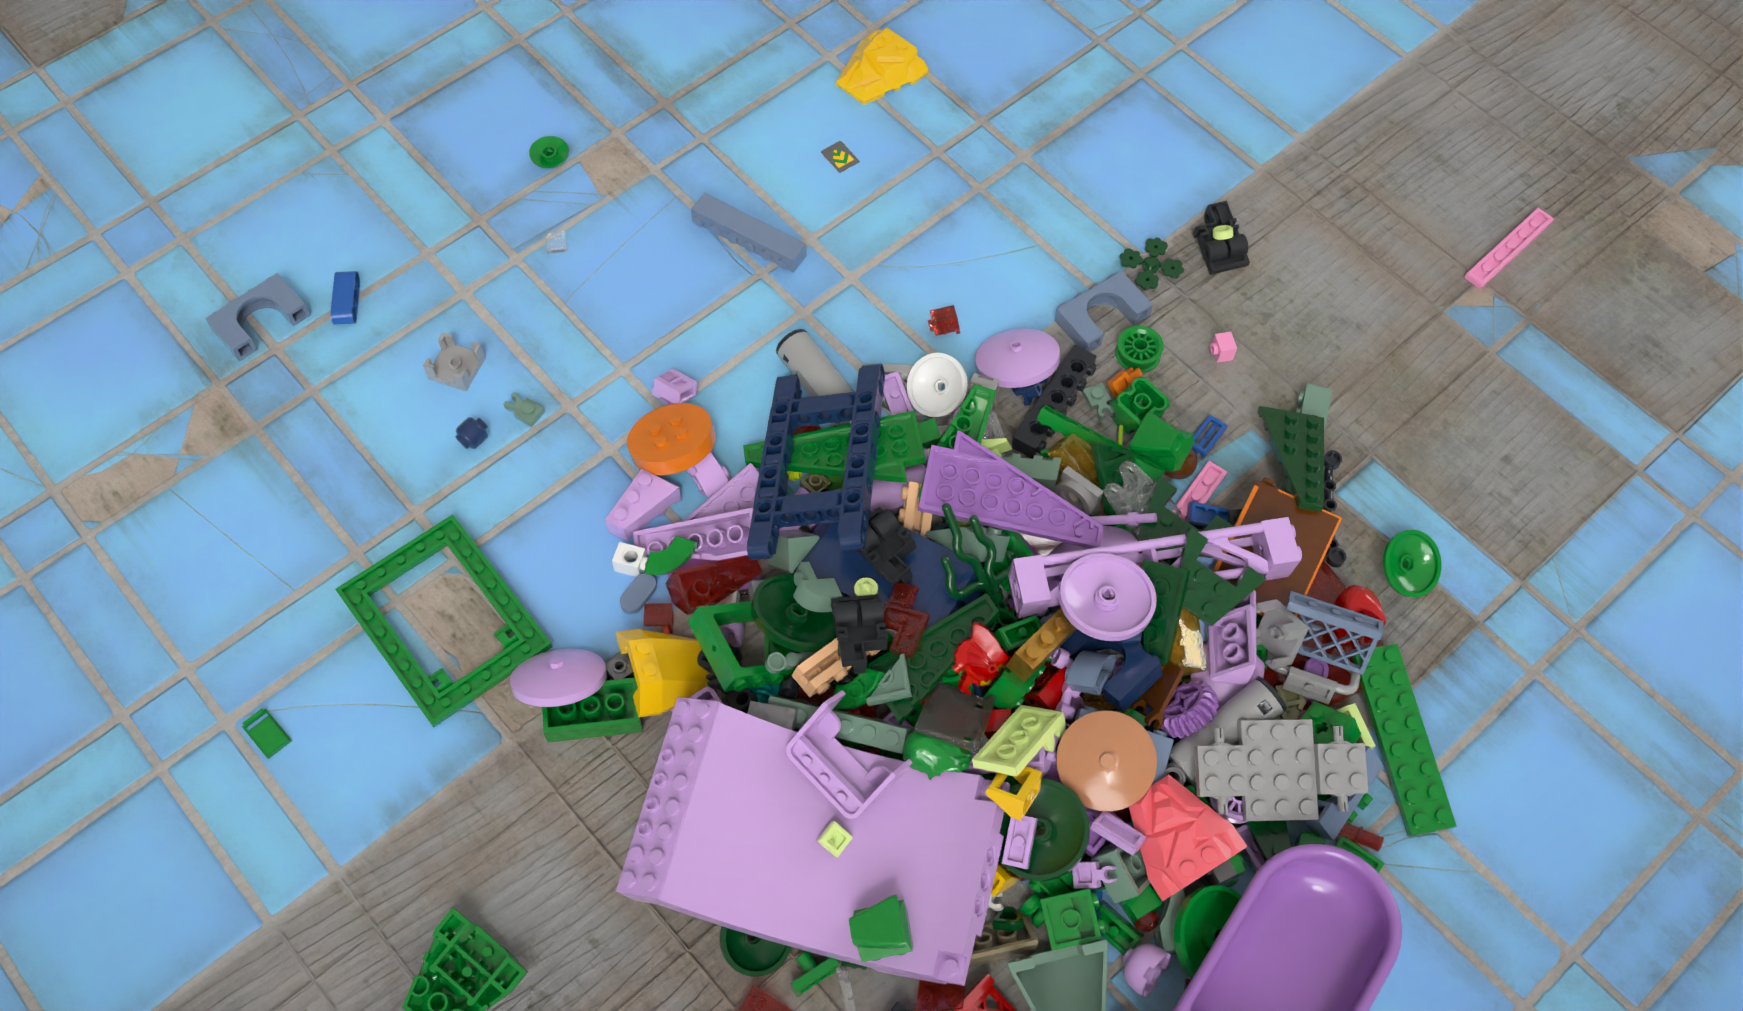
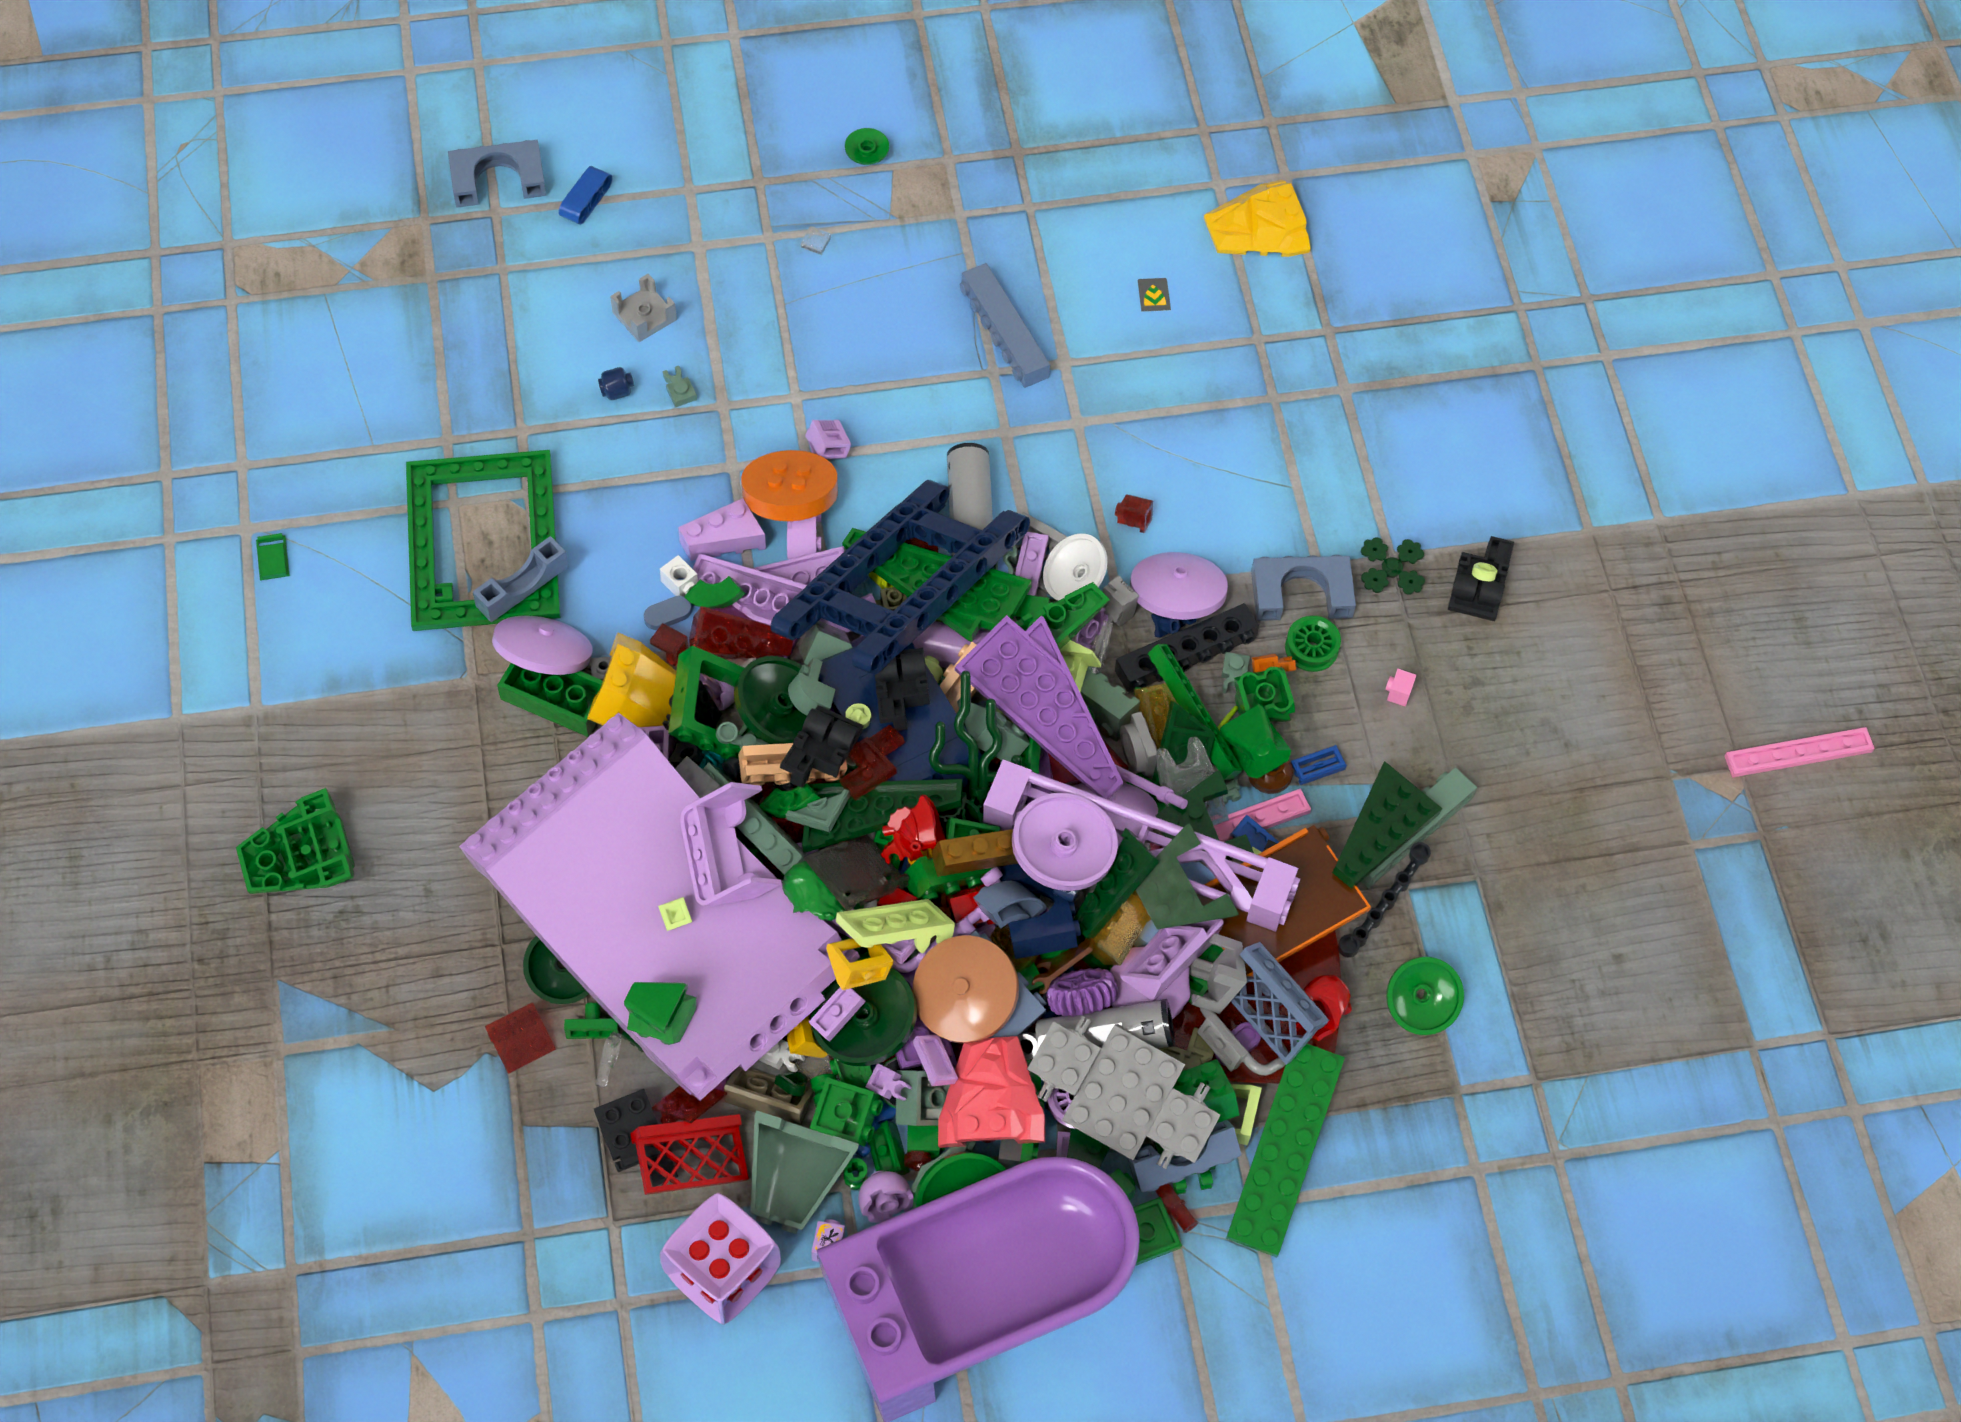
camera: 30 degrees right, 0 degrees up
(495, 654) = (542, 565): none -> sand blue arch
(1116, 960) = (859, 1165): none -> green bush

